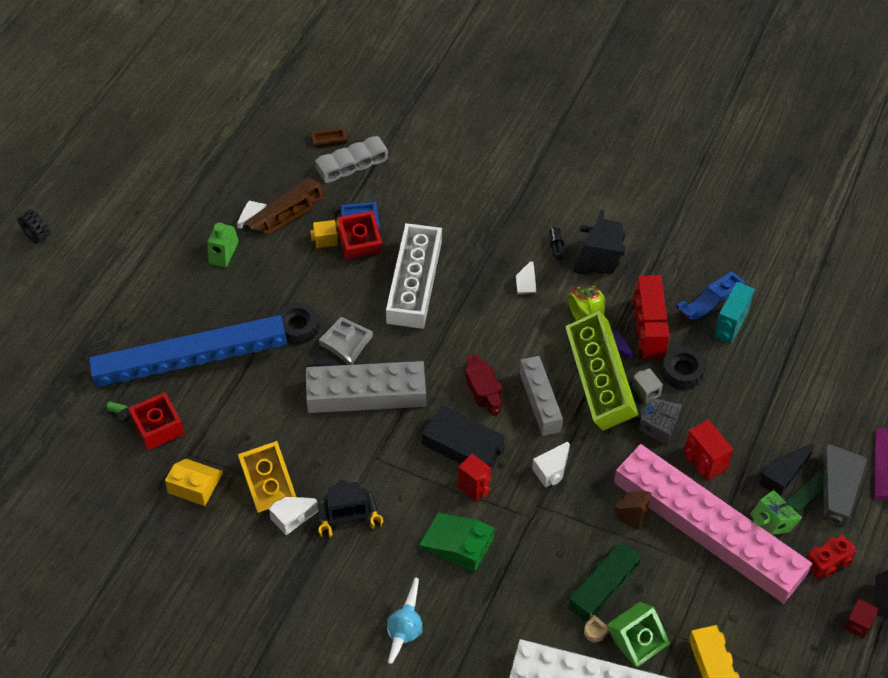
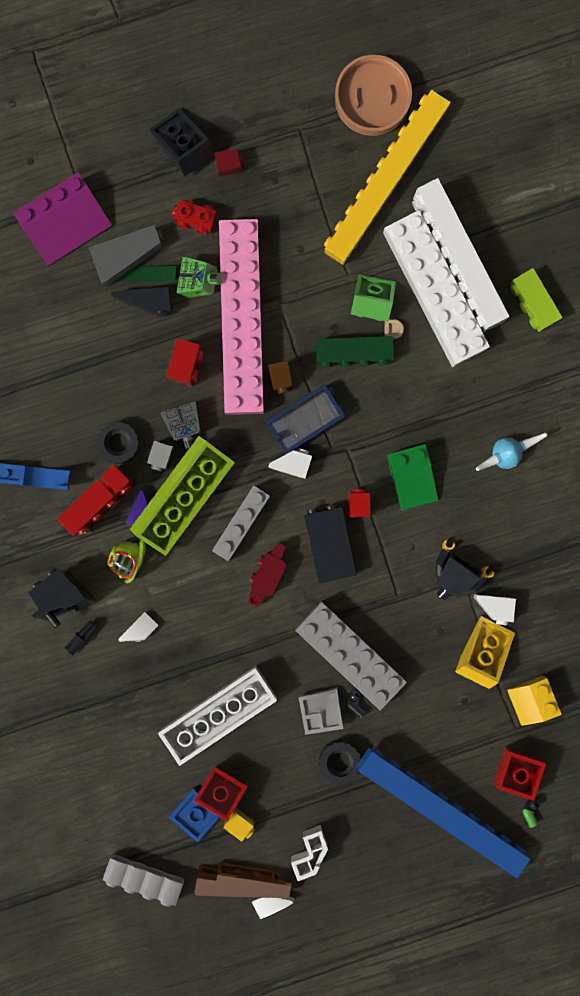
camera: 135 degrees left, 35 degrees up
(224, 239) = (325, 891): bright green torso -> none
(259, 260) = (308, 862): none -> white brick
(329, 137) = (134, 924): reddish brown tile -> none
(580, 505) = (306, 418): none -> clear door
(733, 312) = (34, 442): teal brick -> none

